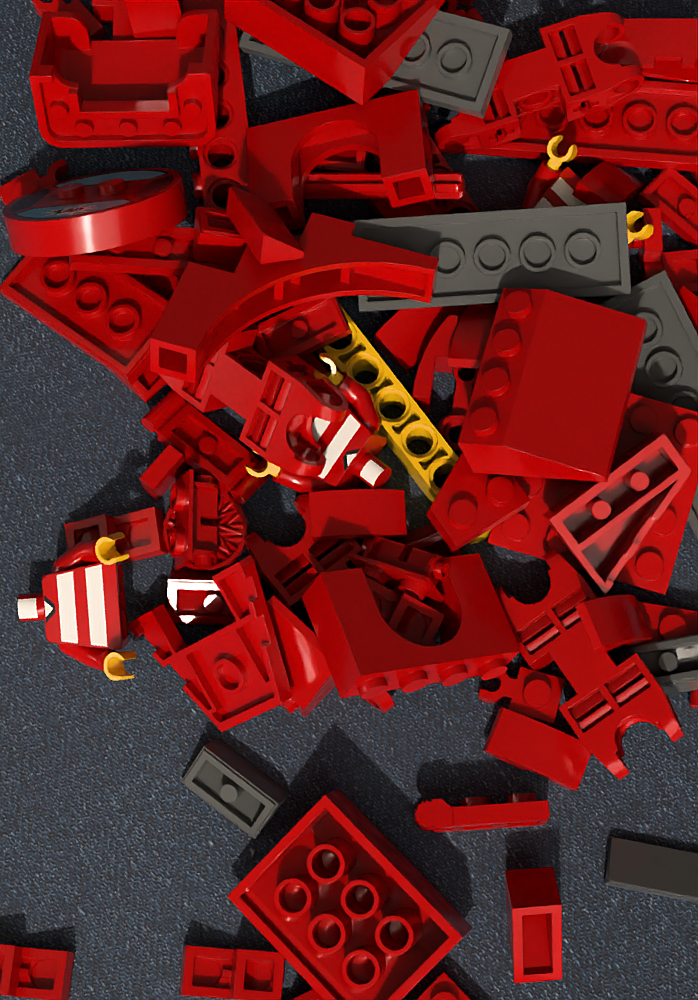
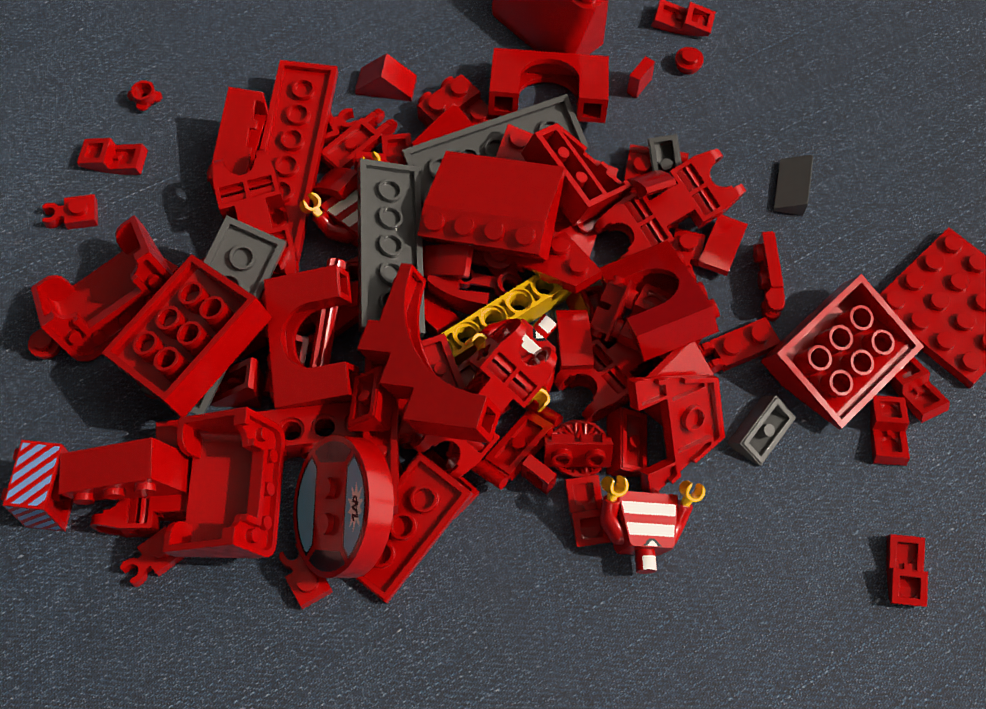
camera: 90 degrees left, 10 degrees down
(261, 228) = (375, 373): red slope -> none
(291, 92) = (241, 386): none -> red slope
(367, 763) = (740, 345): none -> red hinge
(534, 924) = (835, 247): red slope -> none

